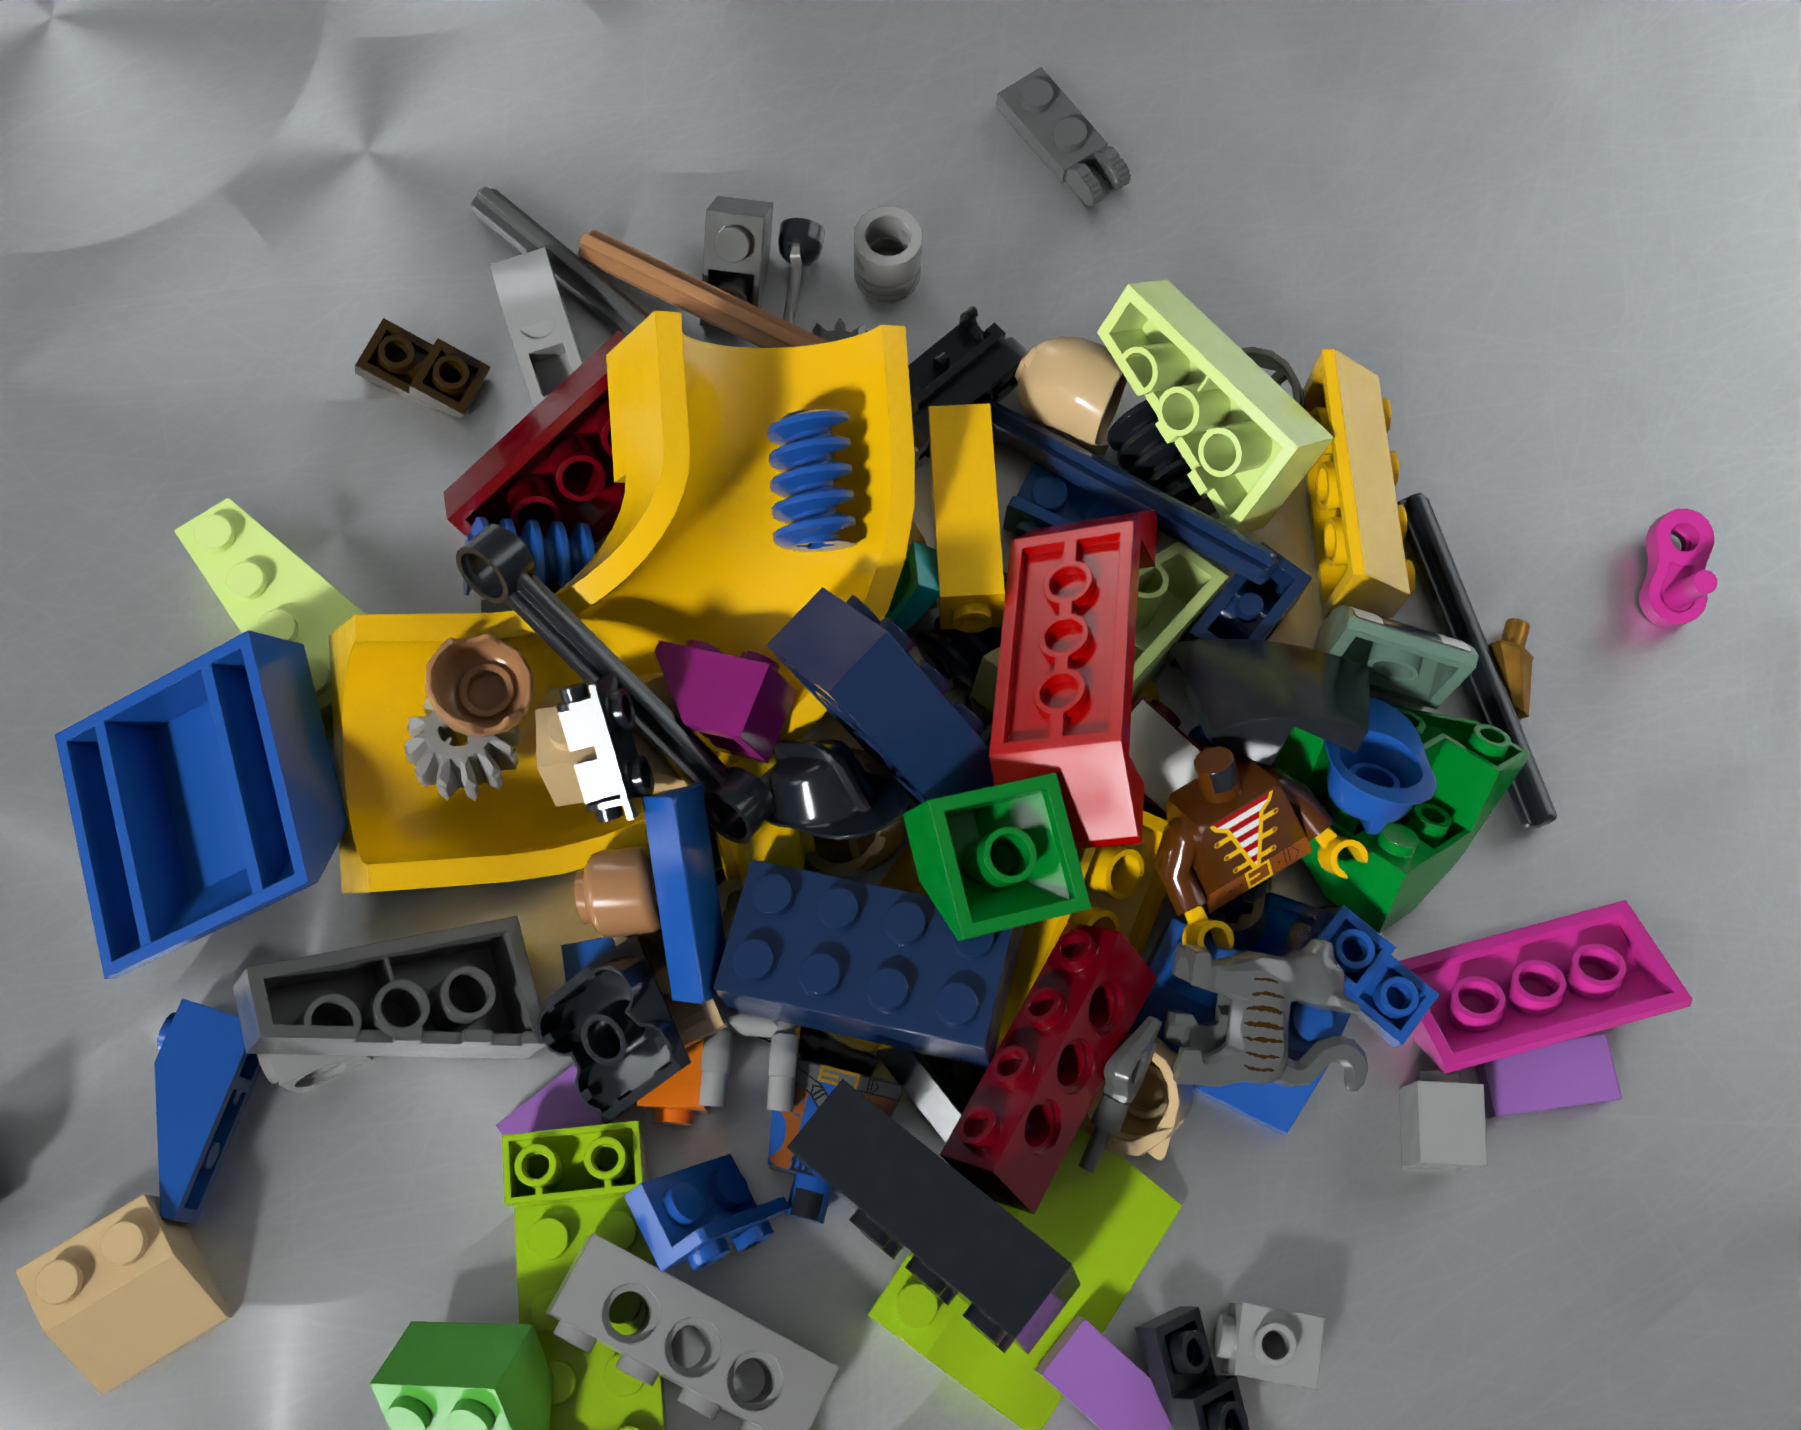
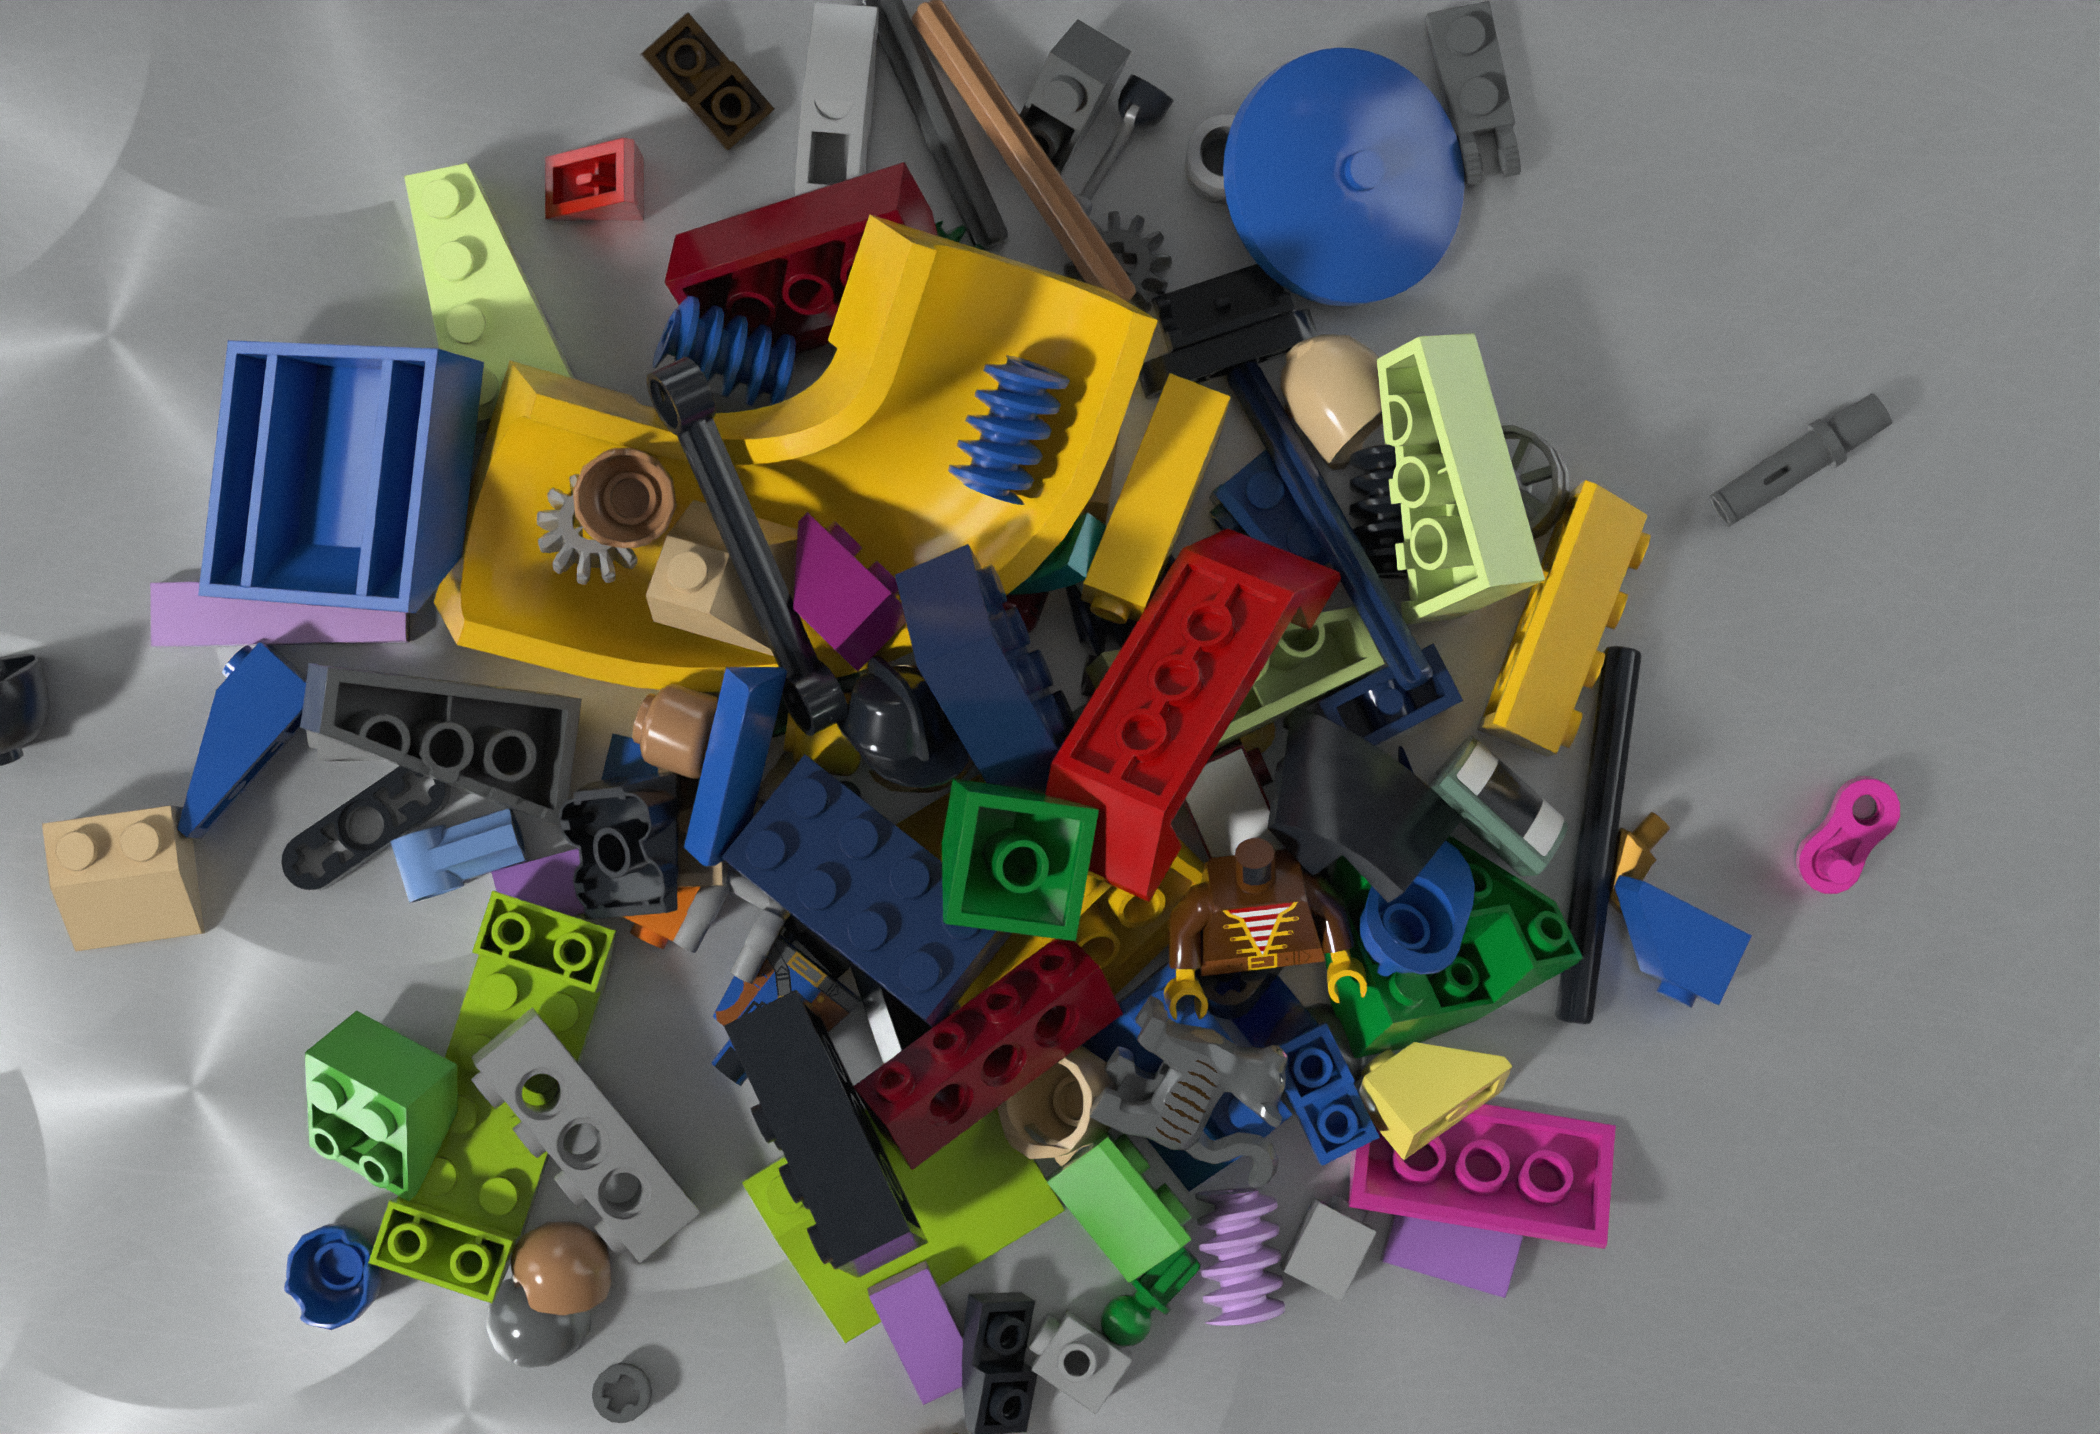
camera: 25 degrees right, 15 degrees up
(203, 972) = (192, 620): none -> lavender tile
(338, 1187) = (335, 865): none -> black beam
(356, 481) = (596, 183): none -> red slope
(440, 1134) = (444, 857): none -> medium blue piece
(605, 721) = (721, 583): hinge -> none
(701, 1213) = (637, 1031): blue bracket -> none
(993, 225) = (1343, 177): none -> blue dish
(1123, 1078) = (1046, 1090): dark grey hand -> none
(1241, 1169) = (1119, 1205): none -> bright green slope
(1292, 1280) = (1128, 1318): none -> green axle
(1370, 1170) = (1241, 1256): none -> lavender piece
(1456, 935) = (1427, 1091): none -> light yellow slope
(1478, 280) = (1821, 446): none -> dark grey pin
(1595, 710) = (1680, 943): none -> blue slope

